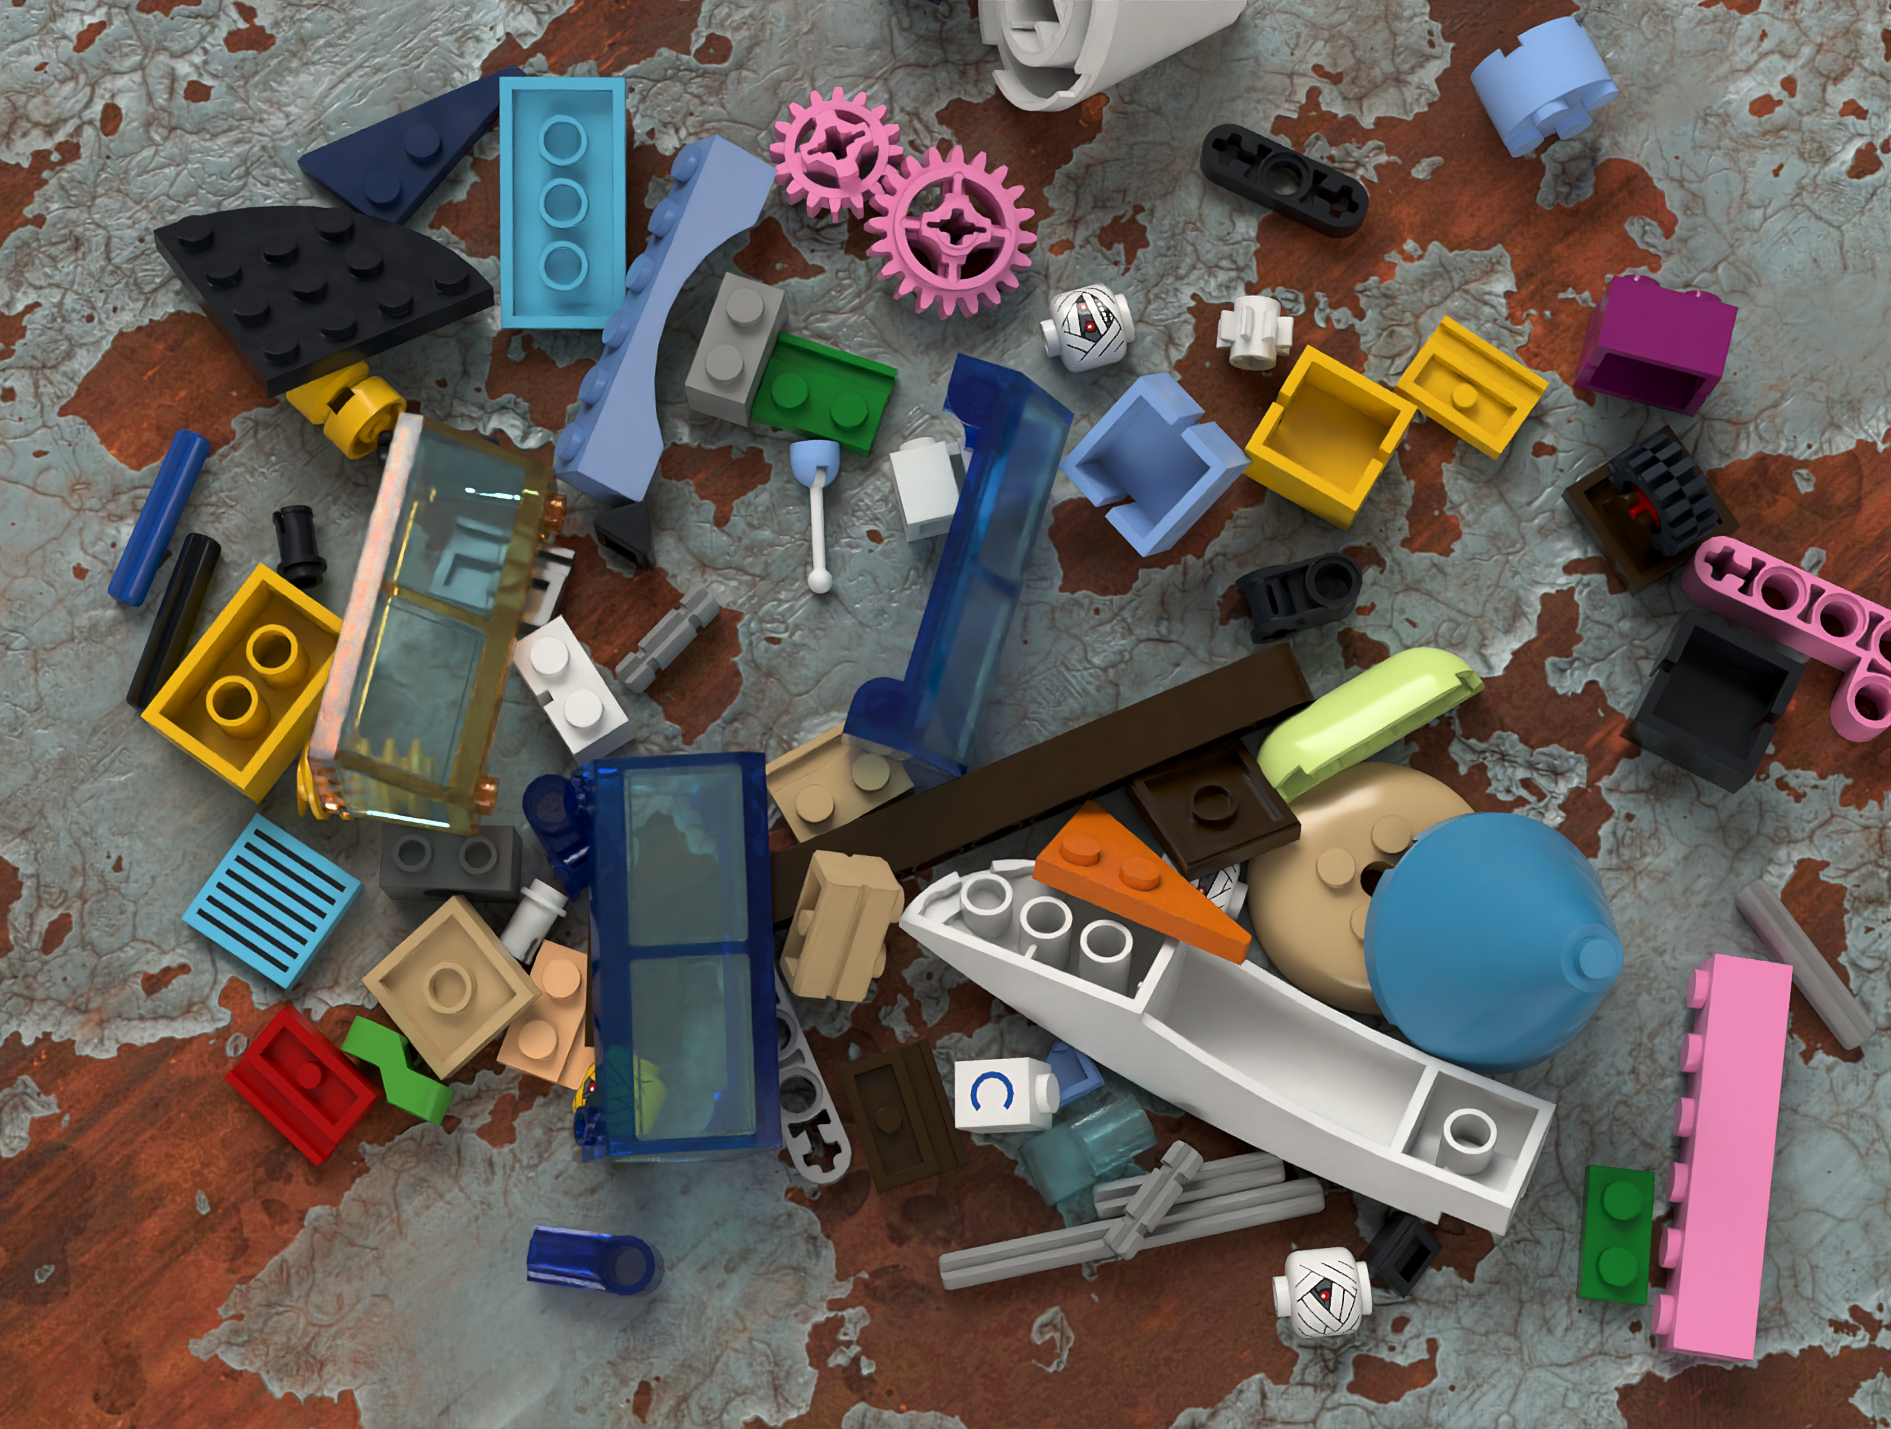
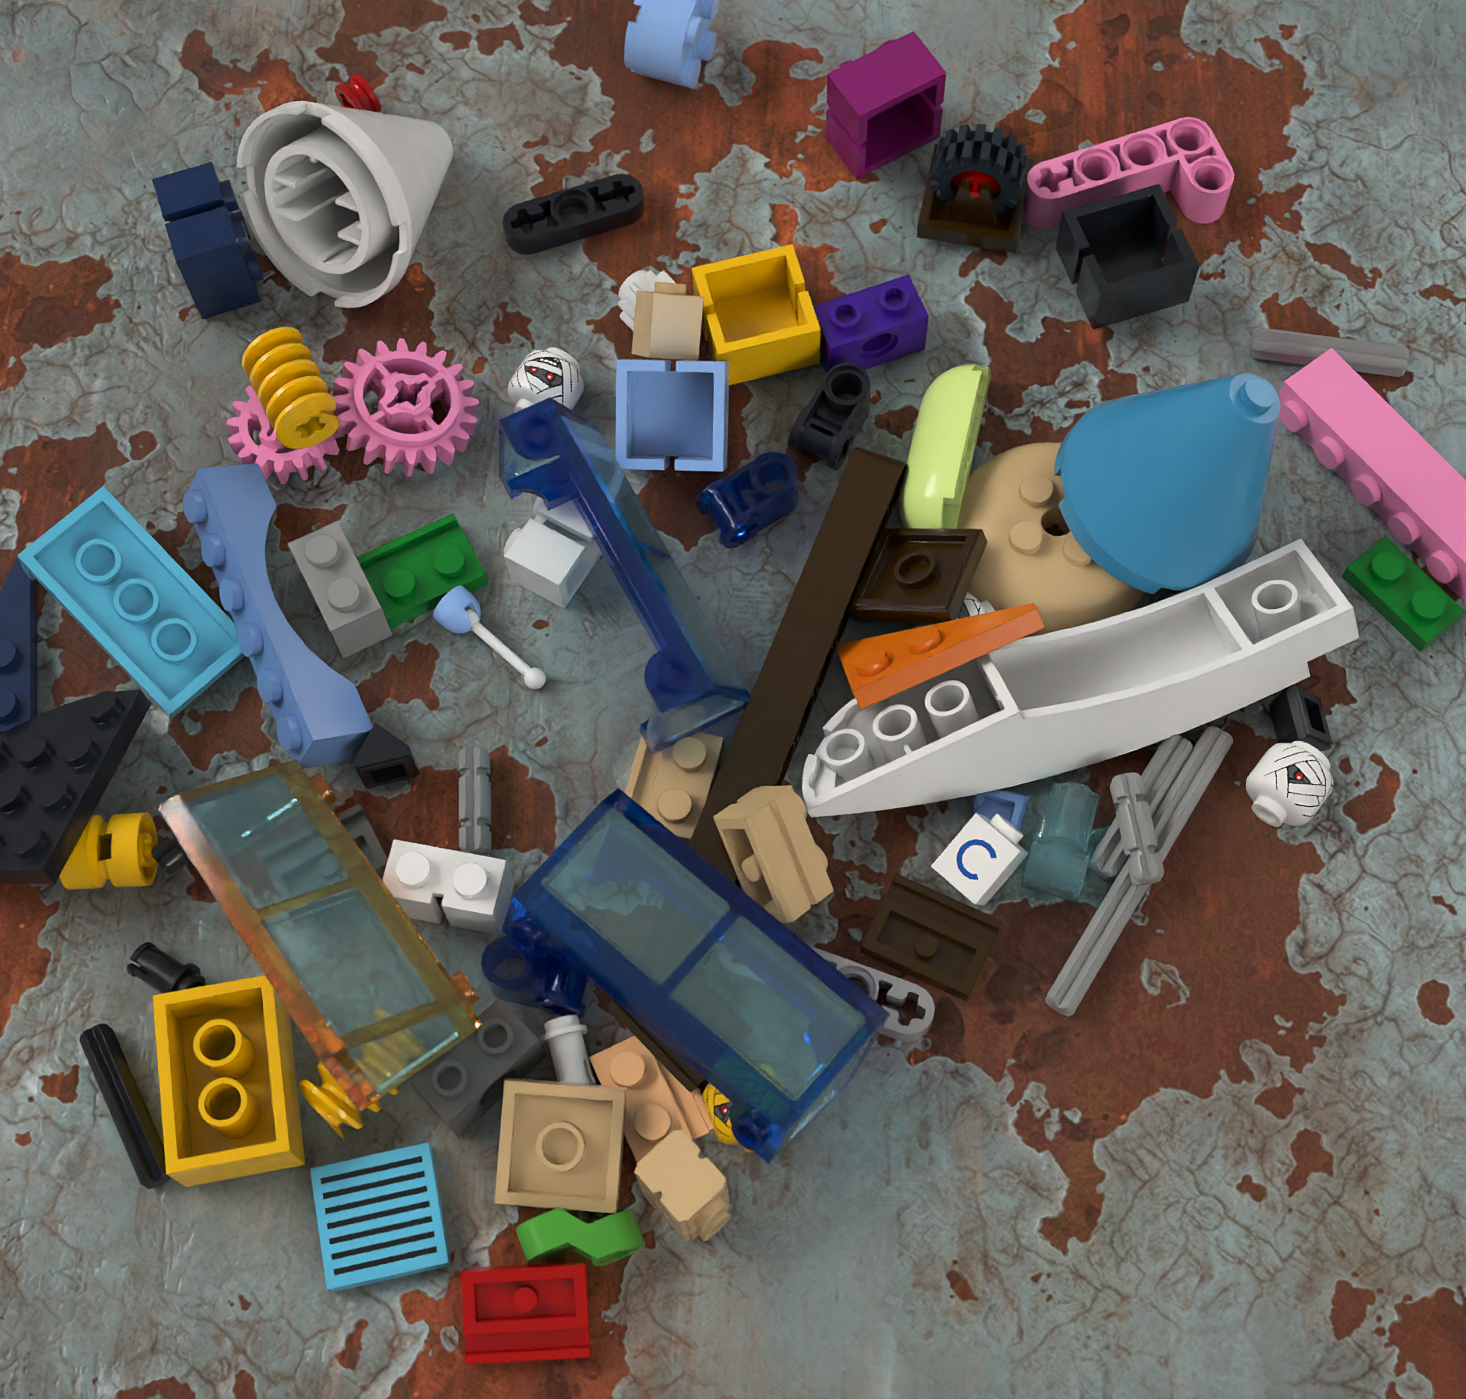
camera: 40 degrees left, 10 degrees down
(159, 518) = (47, 1049): blue axle -> none
(502, 1116) = (684, 1187): none -> tan brick
(588, 1261) = (833, 1230): clear blue piece -> none
(853, 131) = (290, 388): none -> yellow piece
(1147, 598) = (745, 503): none -> clear blue piece
(1236, 375) = (667, 323): none -> tan brick
(1417, 544) = (872, 325): none -> dark purple brick
(1471, 388) = (812, 218): yellow plate -> none

